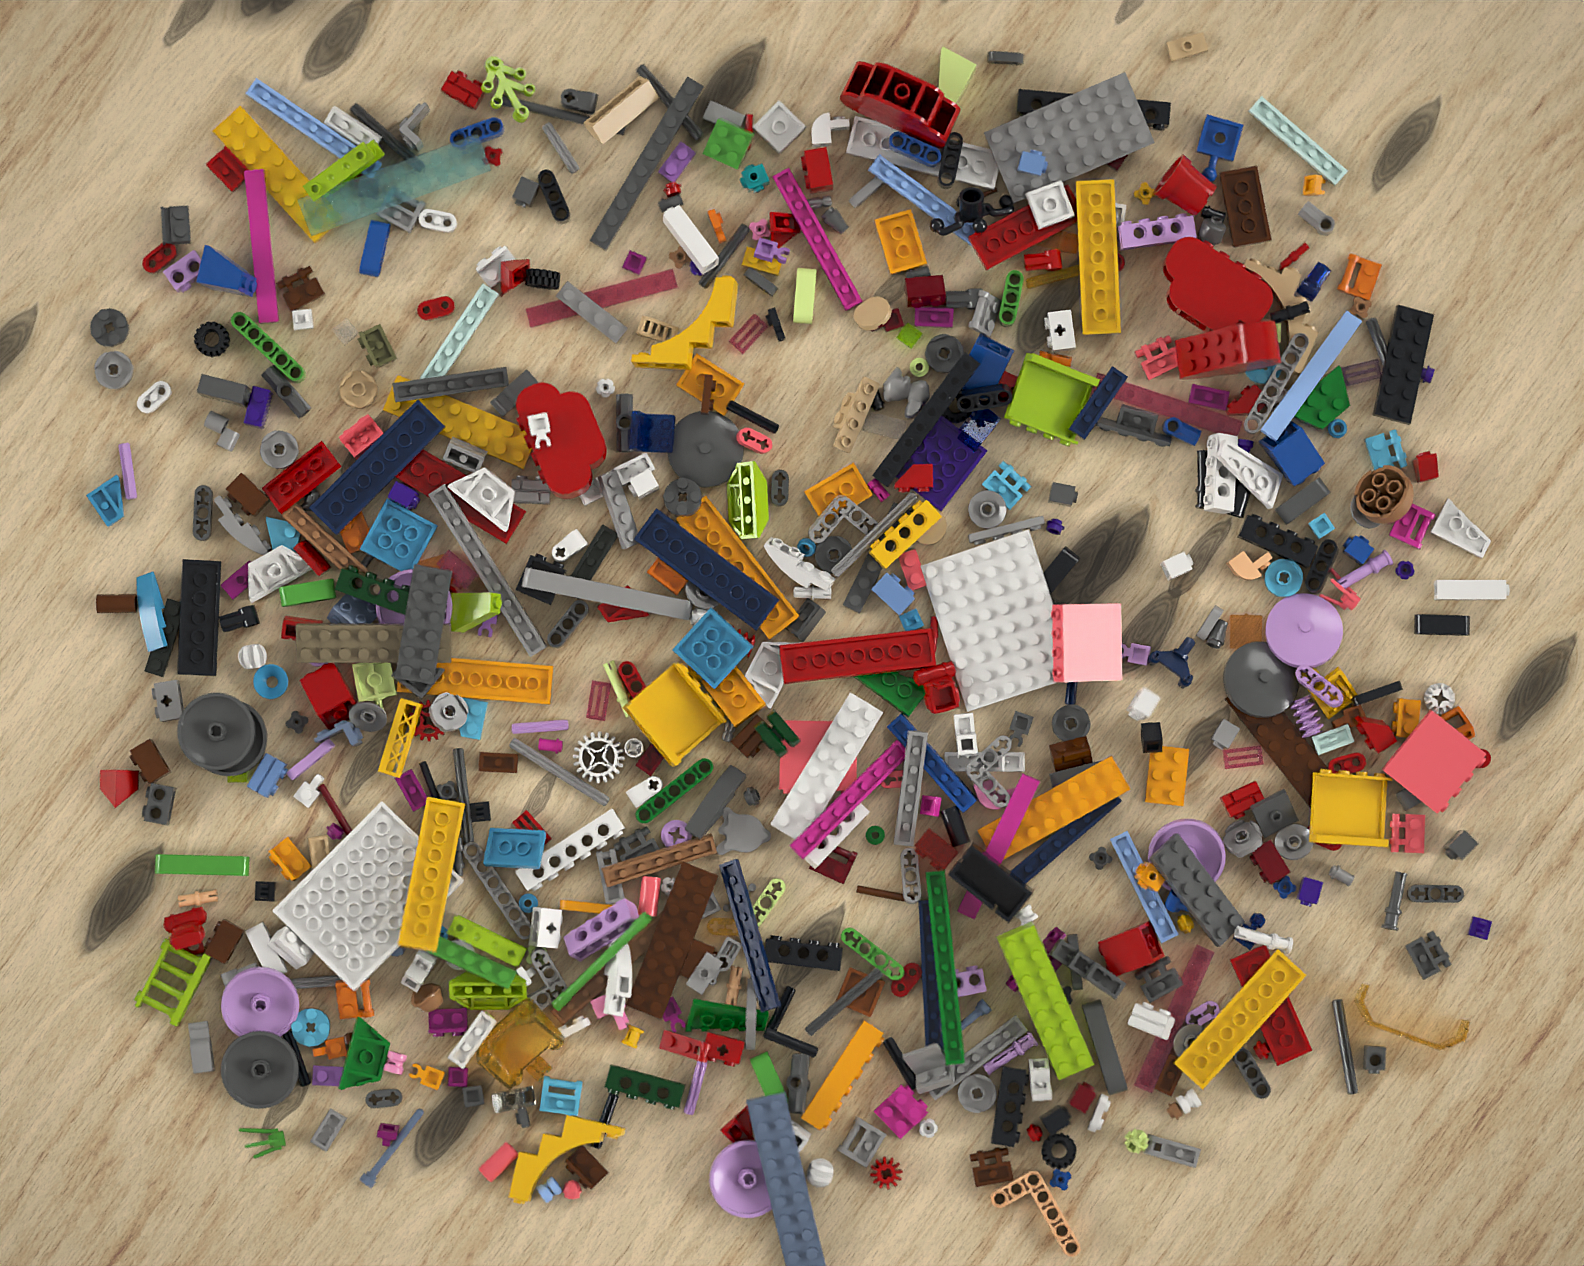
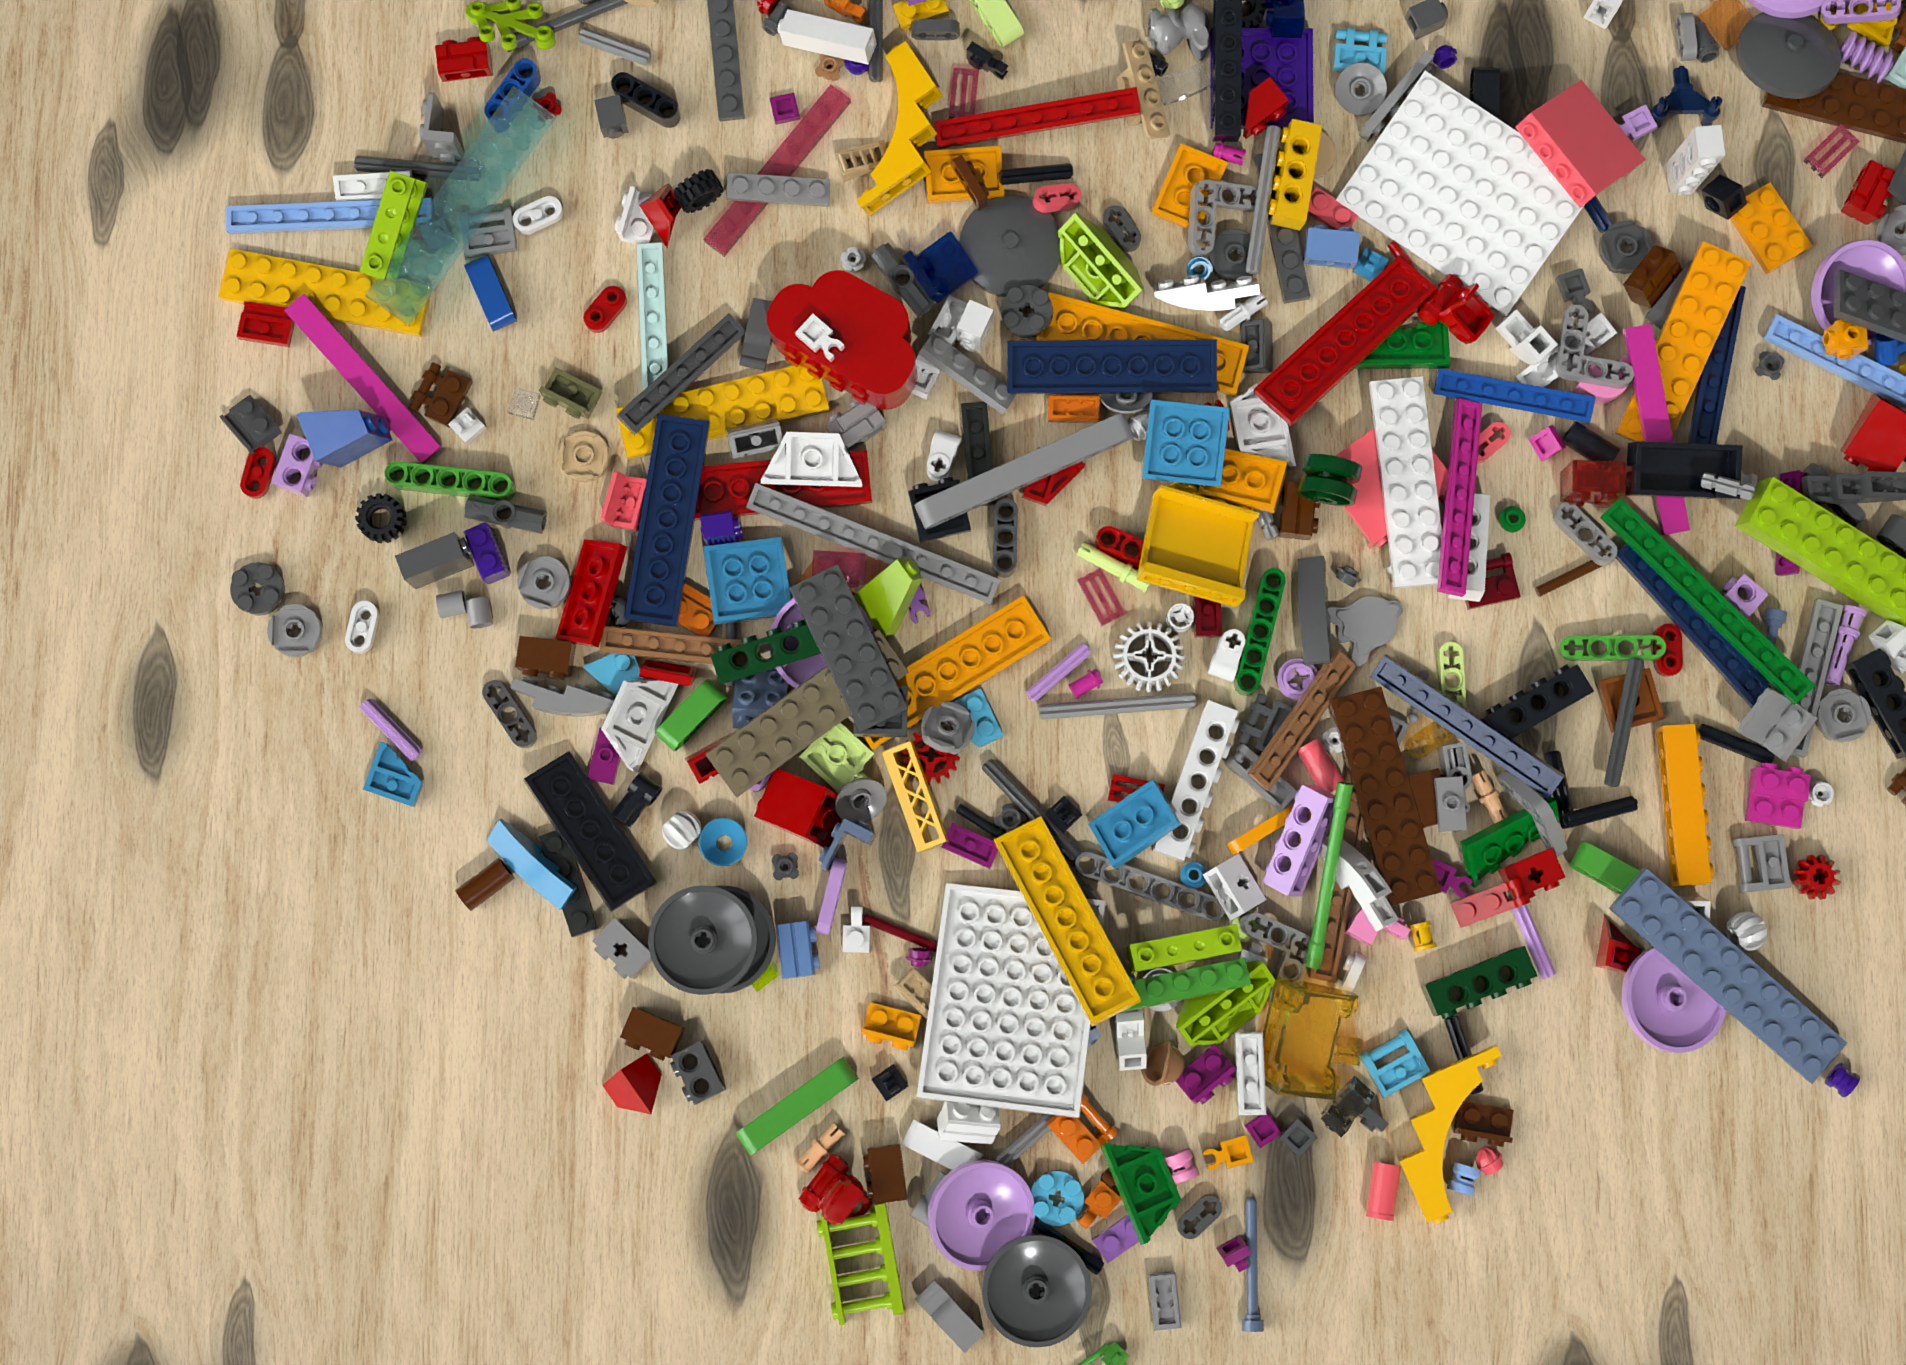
camera: 35 degrees left, 5 degrees down
(498, 762) = (1043, 744): reddish brown plate -> none
(778, 384) = (1037, 117): none -> red plate
(797, 1095) = (1634, 836): dark grey piece -> none
(910, 788) = (1513, 438): light grey plate -> none
(1005, 910) = (1728, 486): none -> light grey axle
(1224, 734) = (1795, 138): light grey brick -> none

